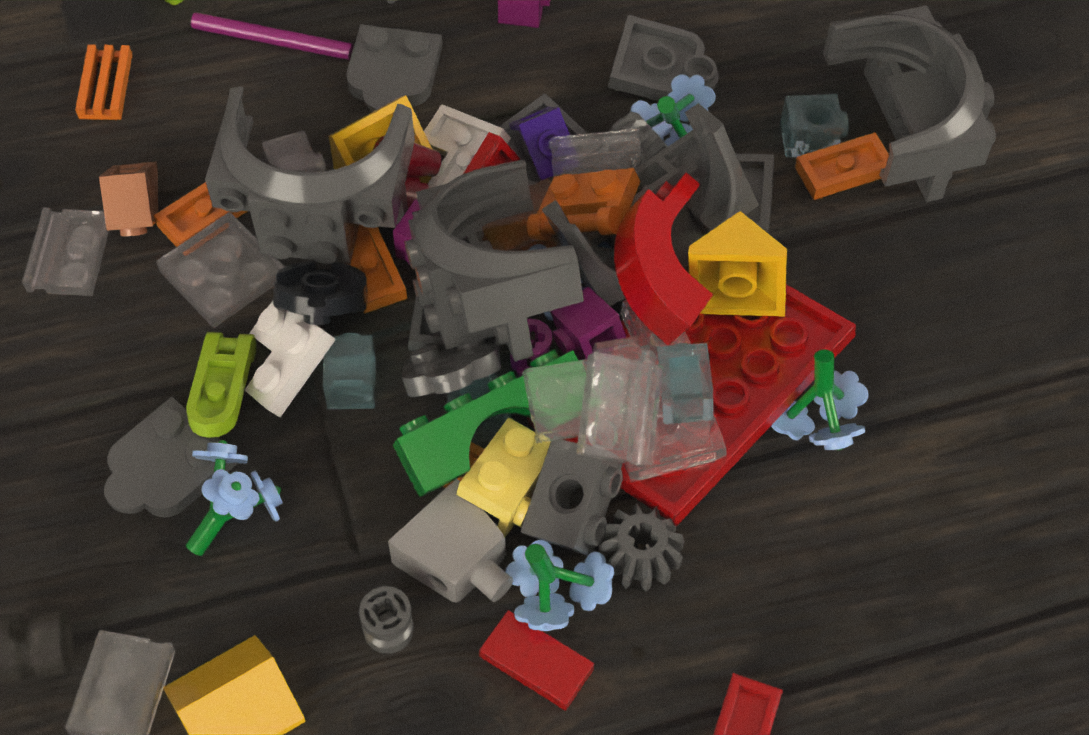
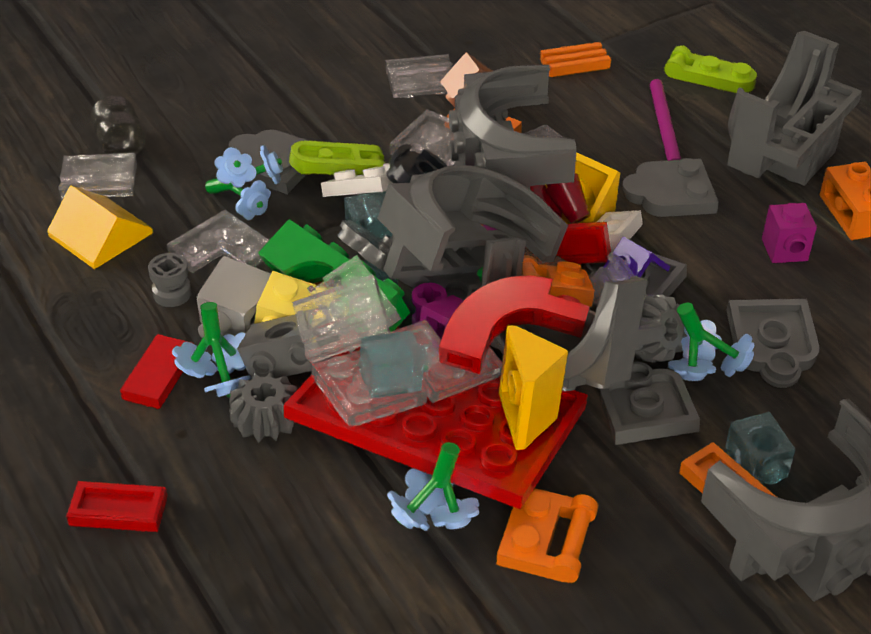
camera: 75 degrees right, 15 degrees down
(318, 547) = (217, 237): none -> clear plate
(874, 347) = (532, 530): none -> orange plate

